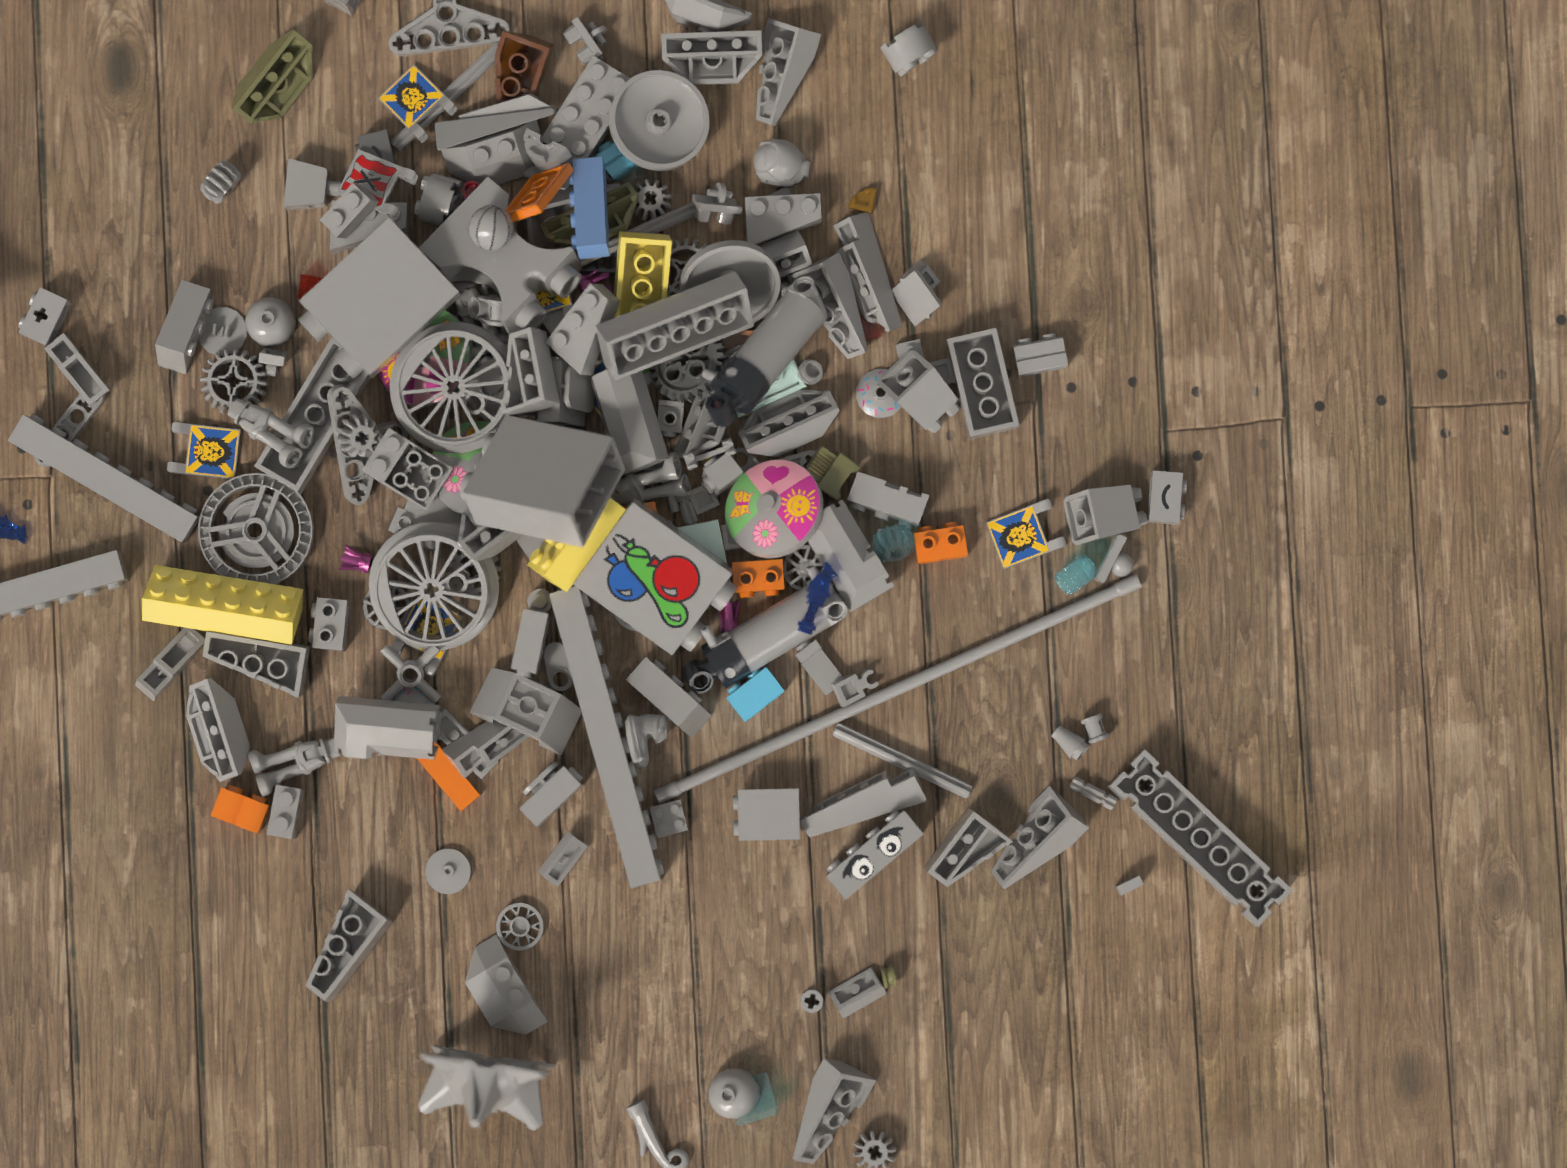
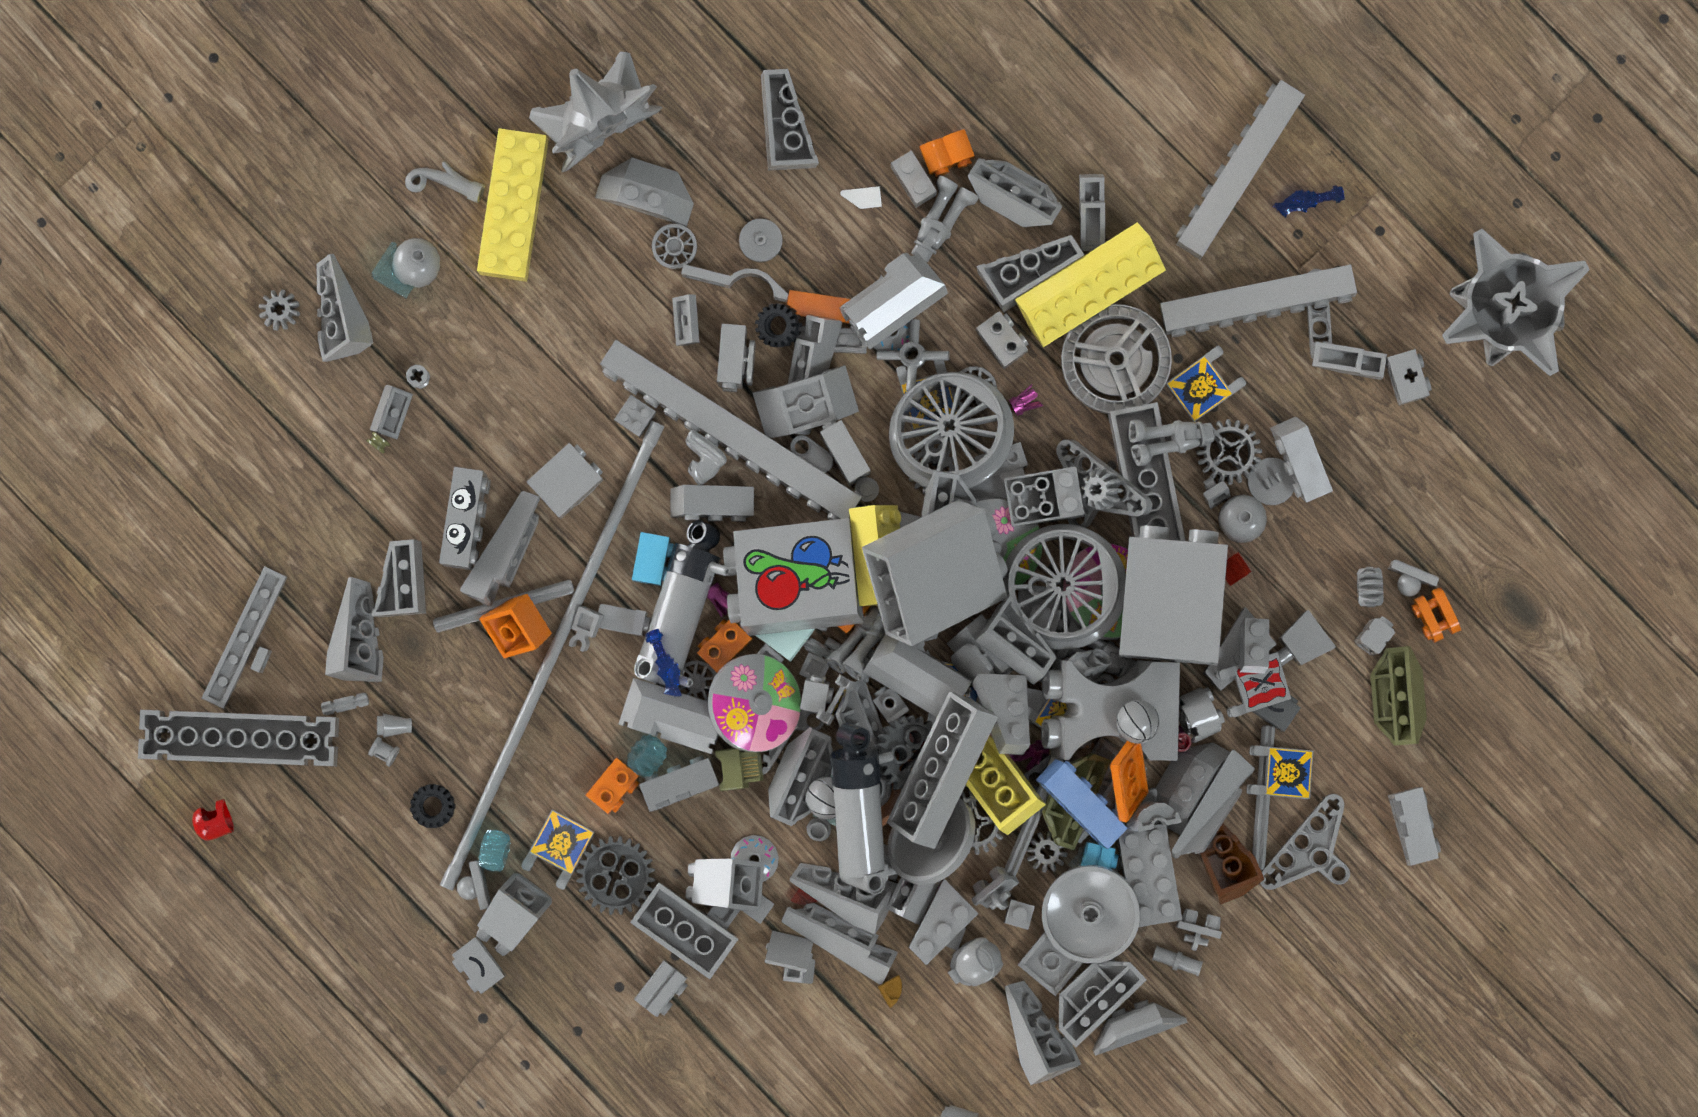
camera: 135 degrees right, 0 degrees up
(182, 161) = (1411, 578): none -> light grey tile
(202, 109) = (1432, 629): none -> orange brick
(250, 140) = (1375, 635): none -> light grey brick
(337, 833) = (863, 197): none -> white sticker
(481, 782) = (764, 325): none -> black tyre
(503, 861) = (727, 281): none -> light grey piece
(617, 1072) = (512, 205): none -> light yellow brick
(625, 31) = (1177, 960): none -> light grey pin
(714, 170) = (1019, 914): none -> light grey brick
(726, 113) = (1048, 965): none -> light grey plate
(786, 390) = (821, 798): none -> light grey piece
(907, 734) = (516, 626): none -> orange slope
(987, 453) = (594, 866): none -> dark grey gear
(1100, 638) = (421, 816): none -> black tyre
(1127, 914) = (244, 637): none -> light grey plate
(1274, 783) = (213, 824): none -> red helmet

